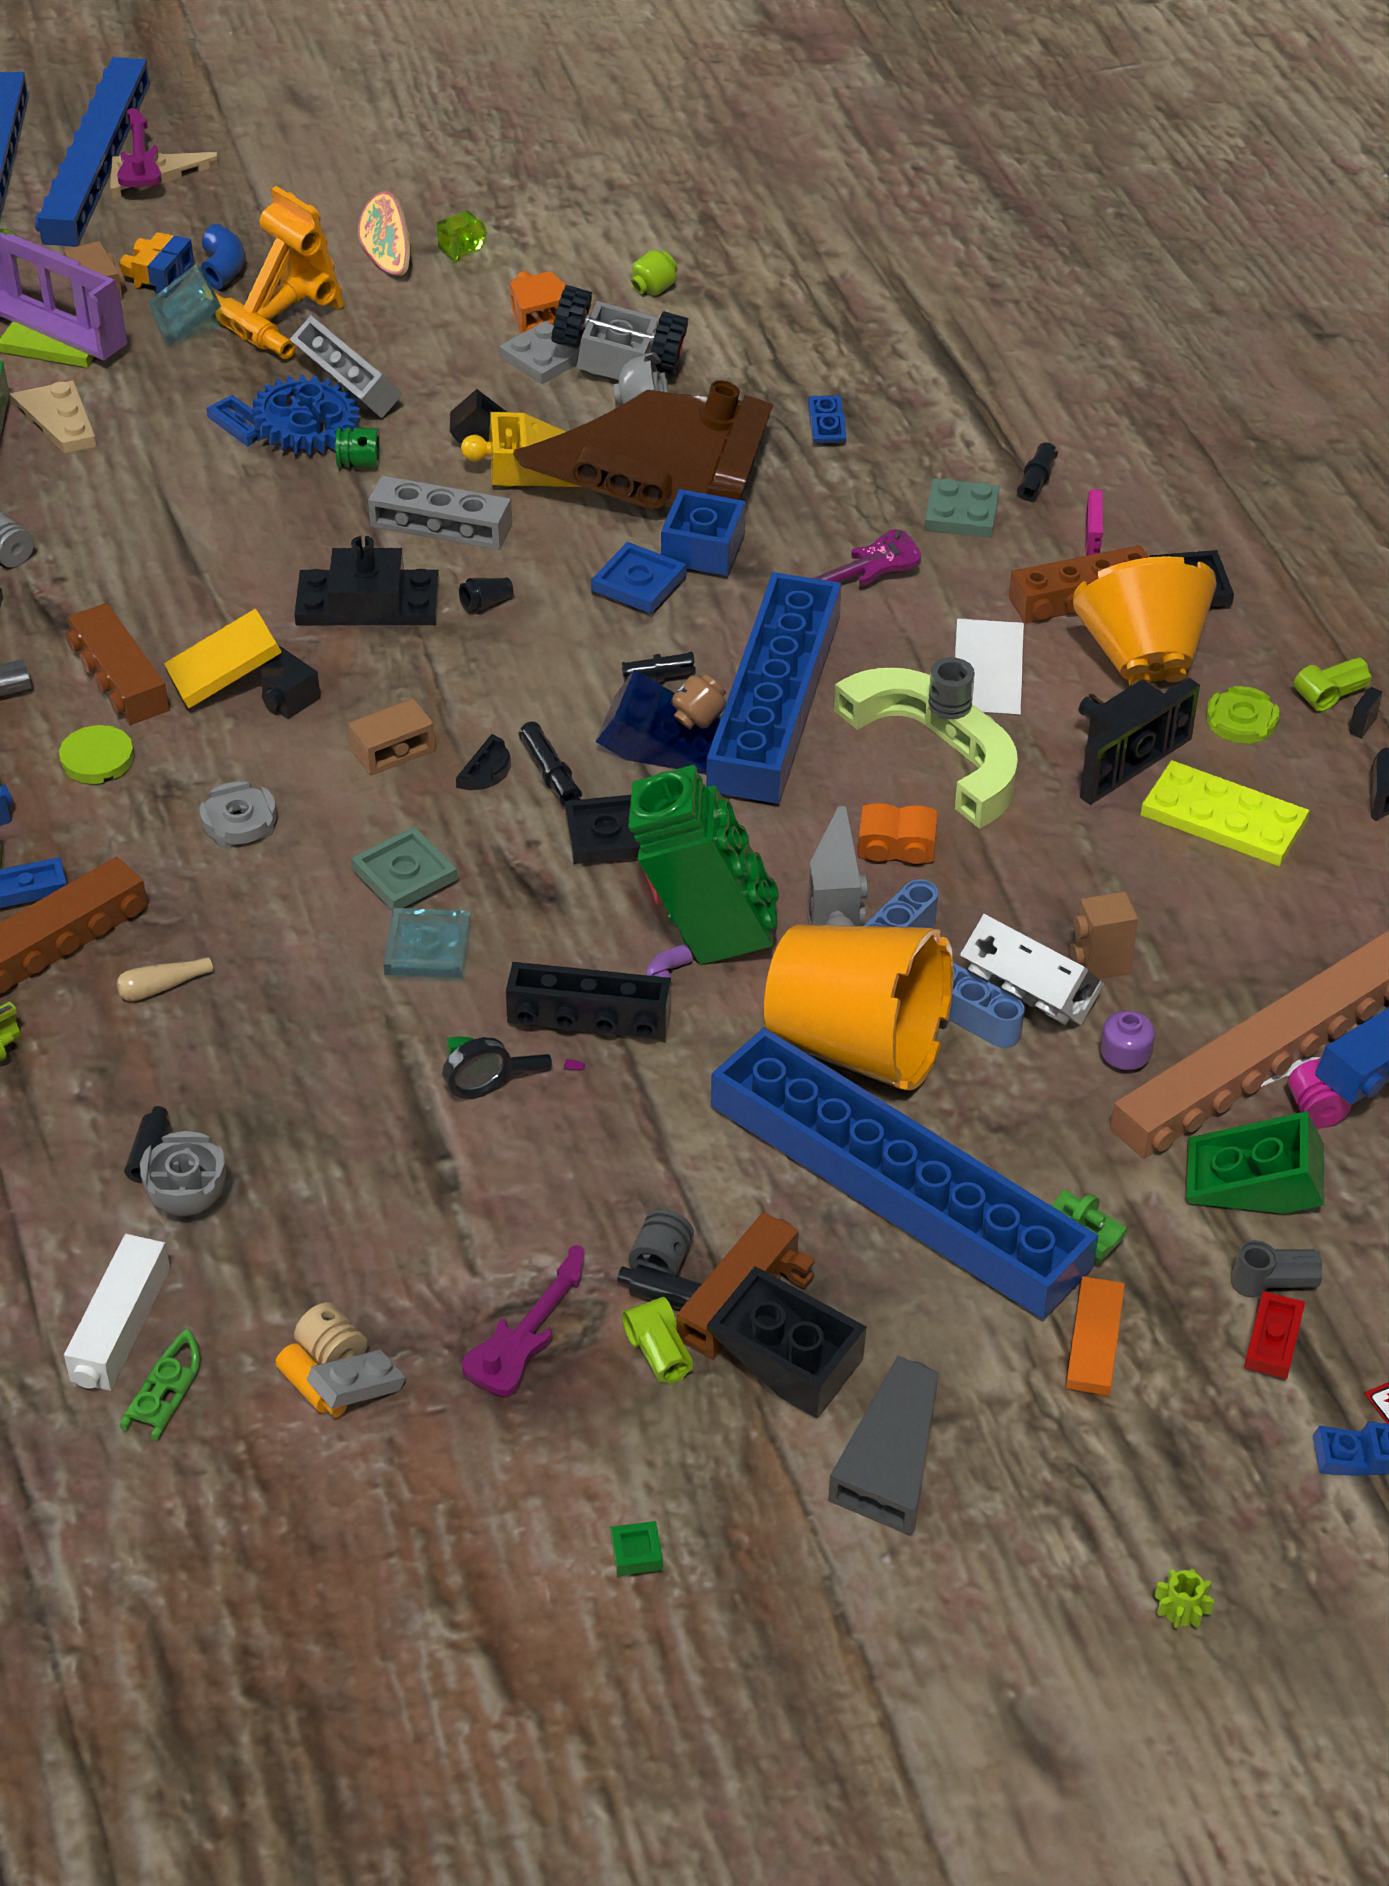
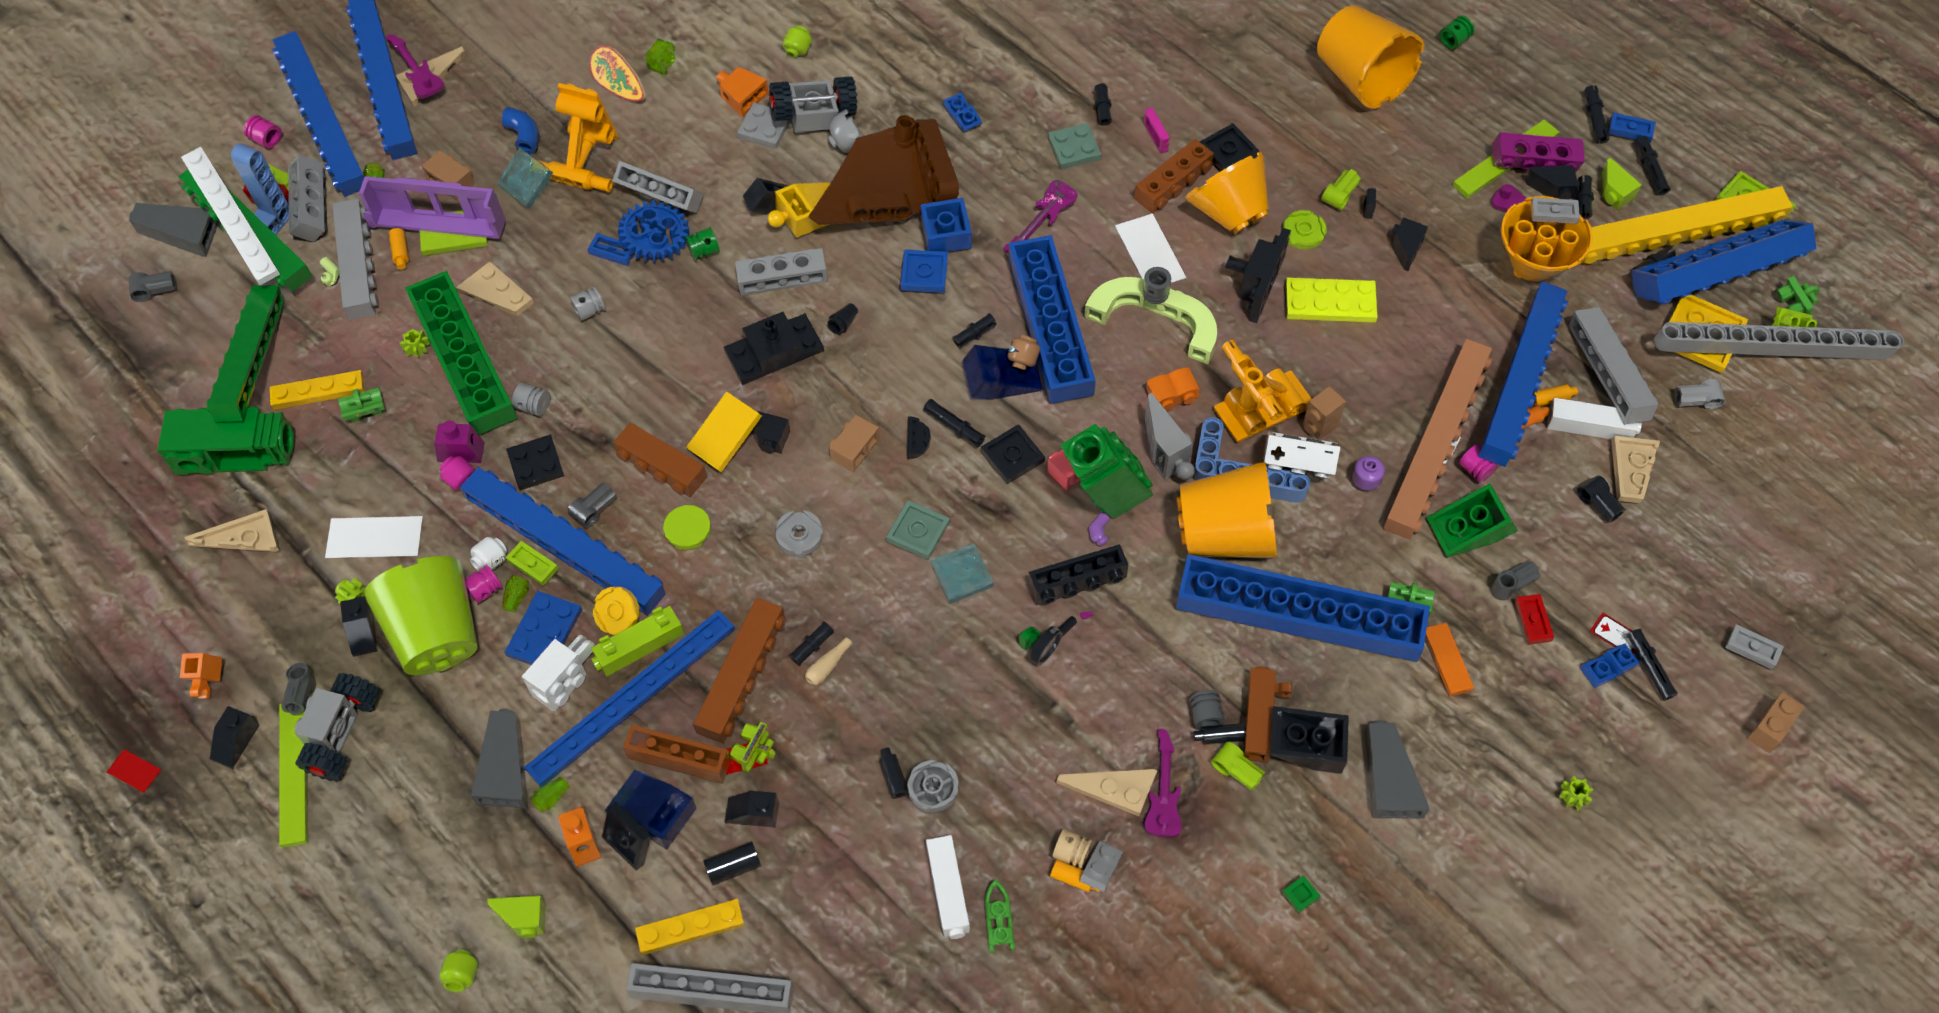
camera: 25 degrees left, 15 degrees up
(156, 946) = (811, 643): none -> black pin
(158, 260) = (485, 147): hips -> none
(158, 462) = (587, 303): none -> light grey piece
(456, 1296) = (1117, 788): none -> tan wing
(1027, 903) = (1261, 400): none -> light orange plate

